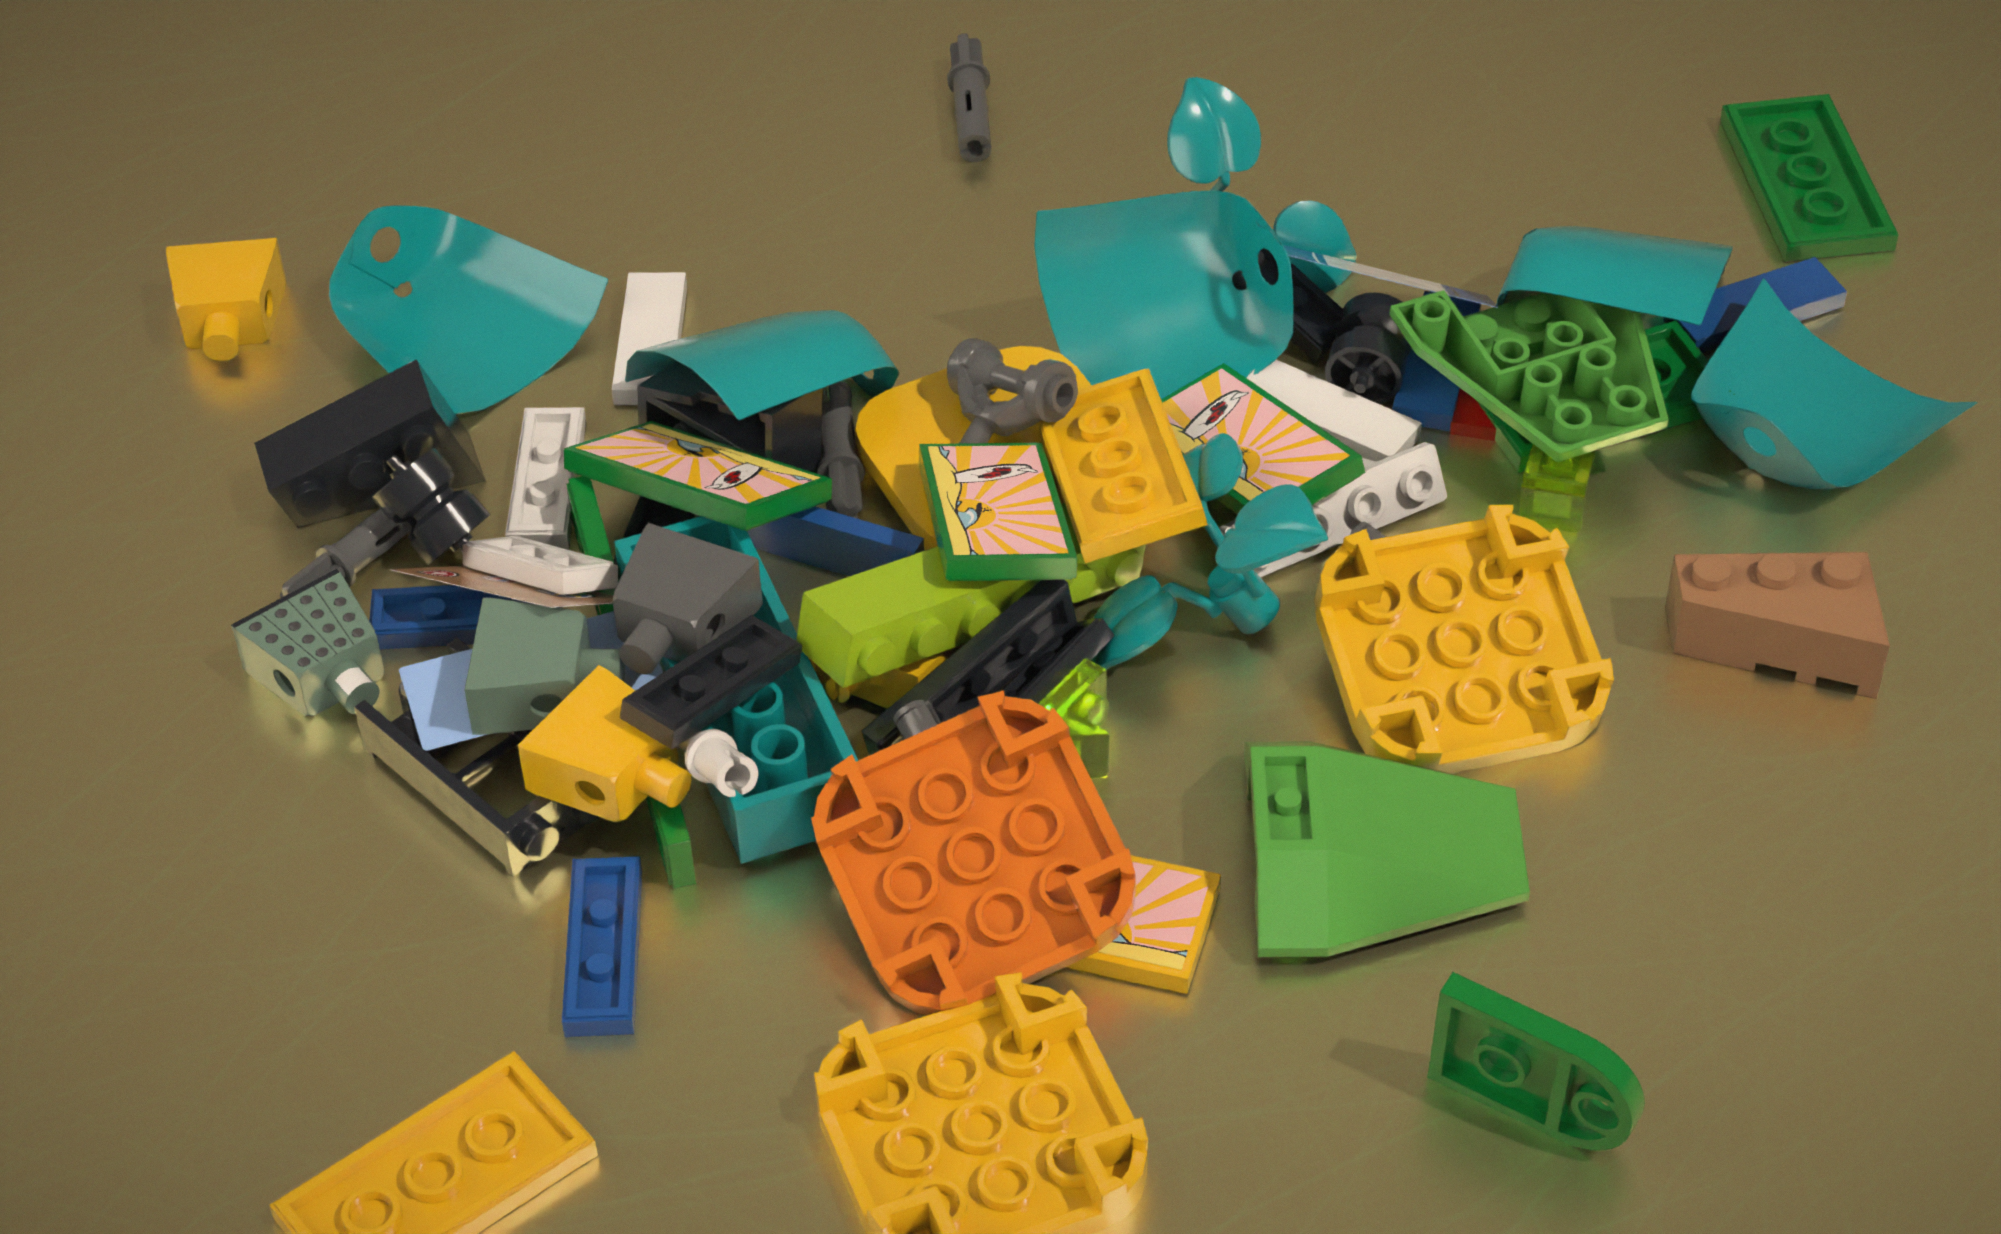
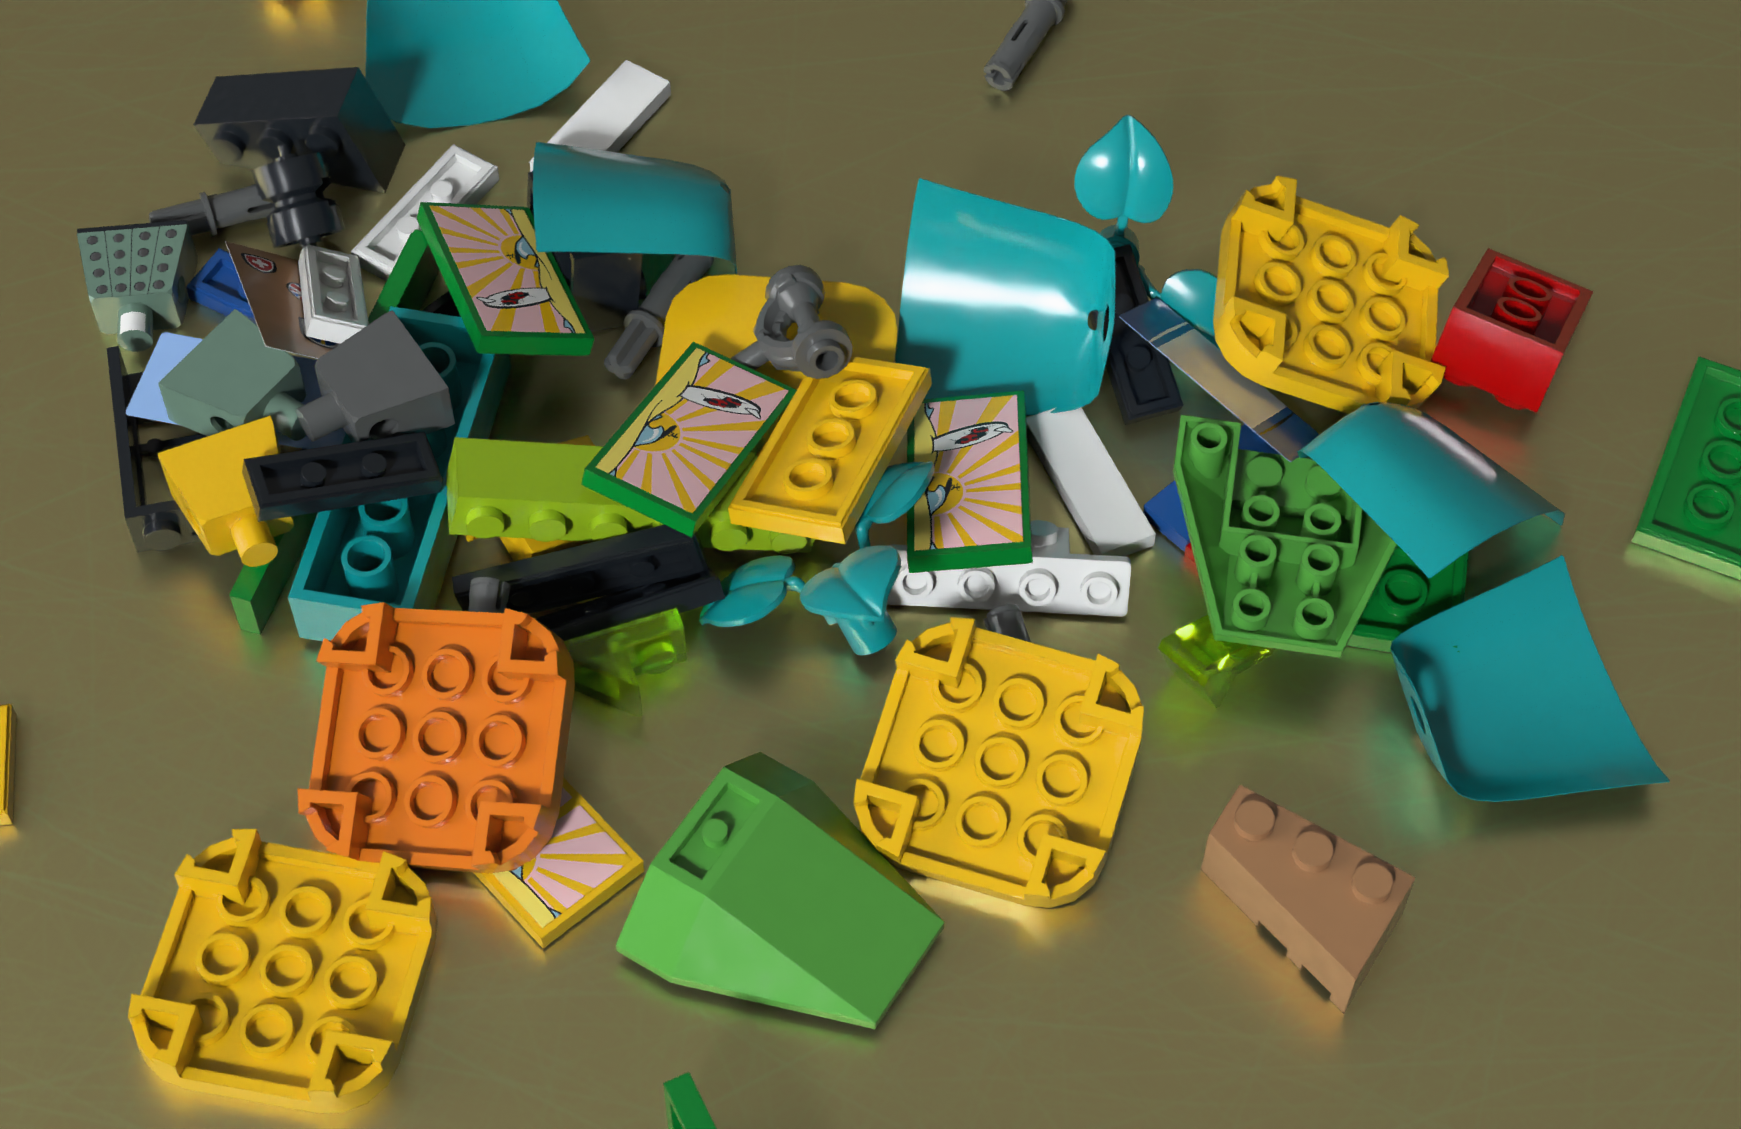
camera: 30 degrees right, 10 degrees up
(602, 947) = (147, 650): blue tile -> none
(714, 759) = (293, 546): white pin -> none
(834, 541) = (585, 393): blue tile -> none
(1368, 349) = (1147, 445): black wheel -> none
(1413, 185) = (1327, 302): none -> yellow tile
(1570, 151) = (1510, 330): none -> red slope
(1802, 287) = (1599, 575): blue tile -> none

